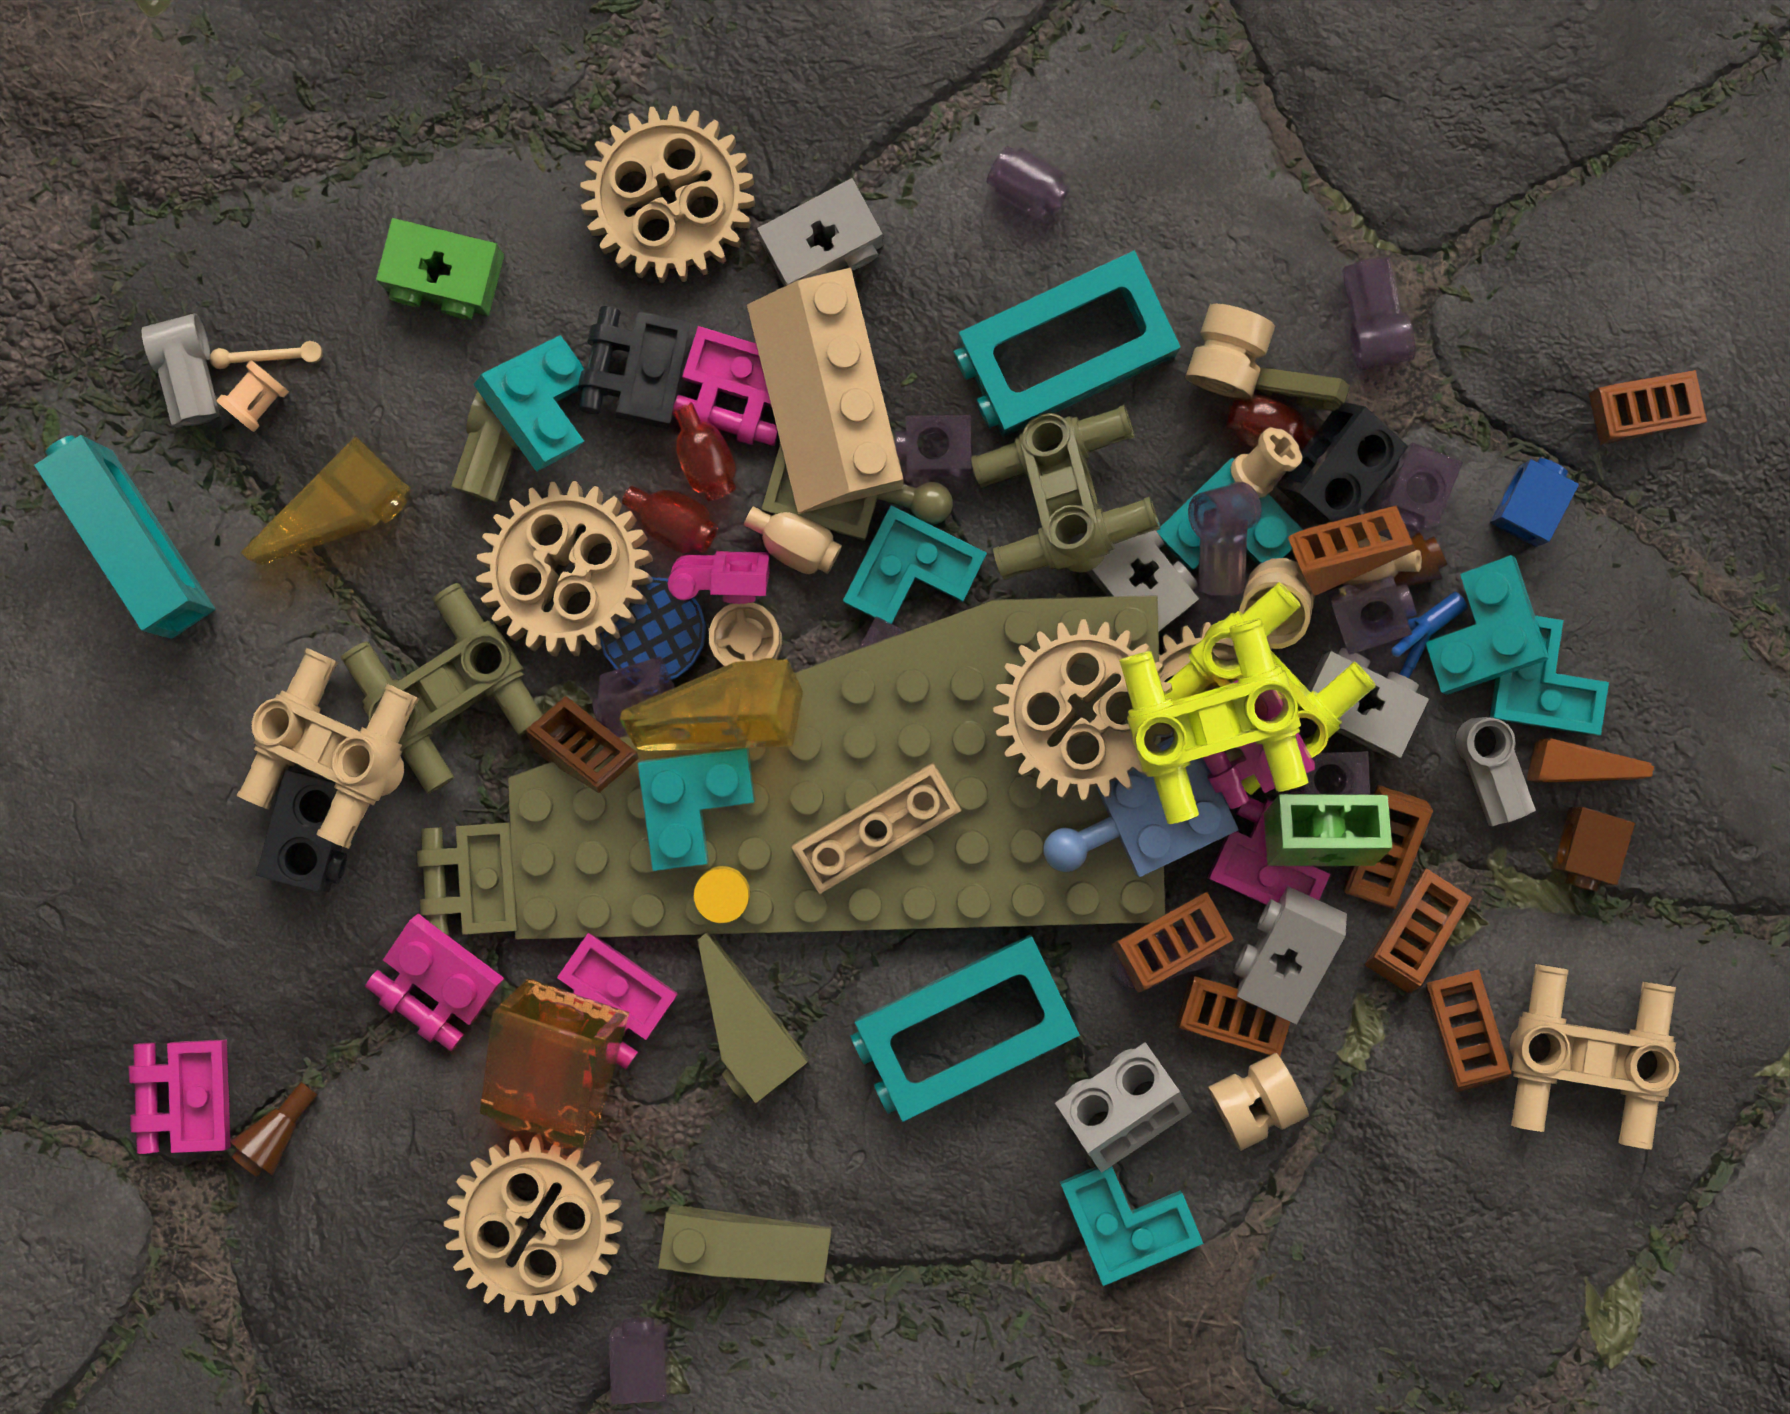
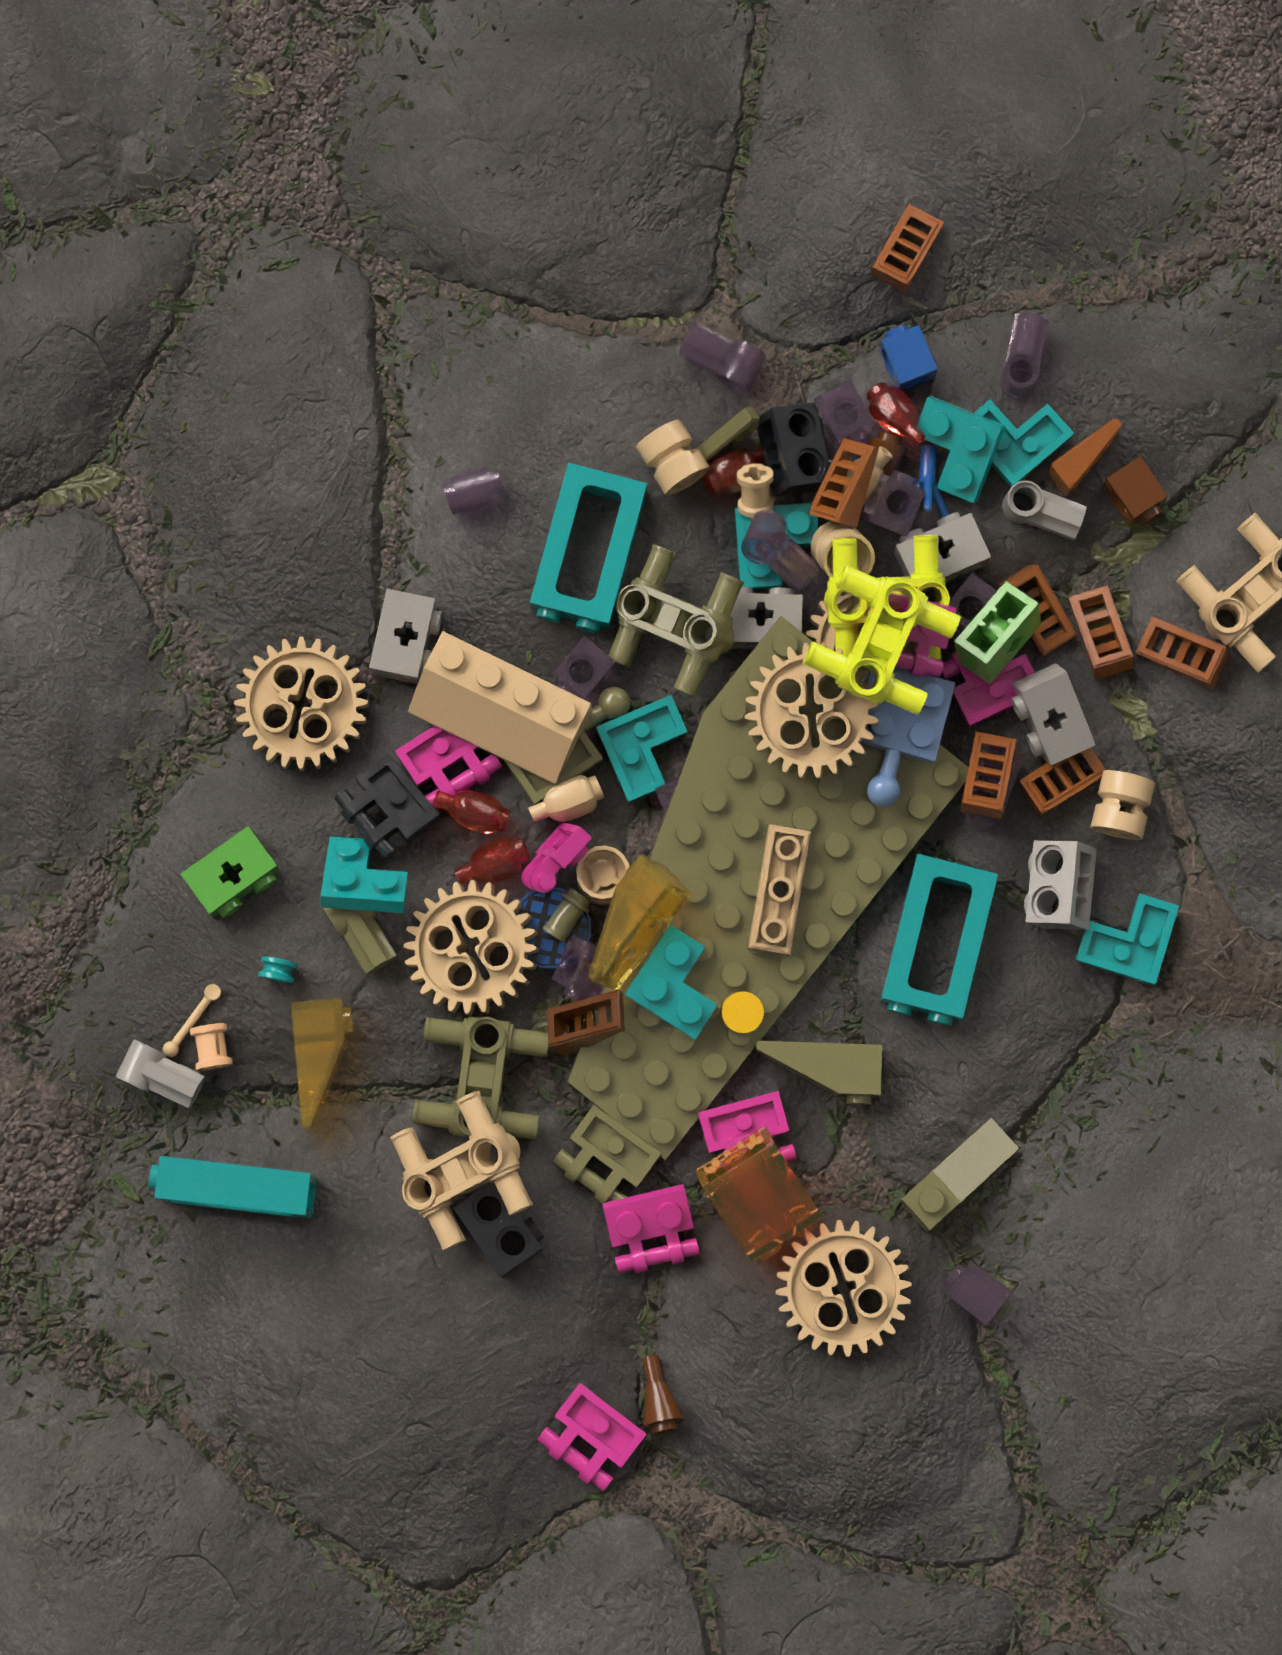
camera: 50 degrees left, 5 degrees down
(383, 396) = (277, 970): none -> teal bush
(675, 636) = (567, 914): none -> olive pin
(1467, 536) = (895, 412): none -> clear red plant
(1640, 616) = (1024, 354): none -> clear purple piece

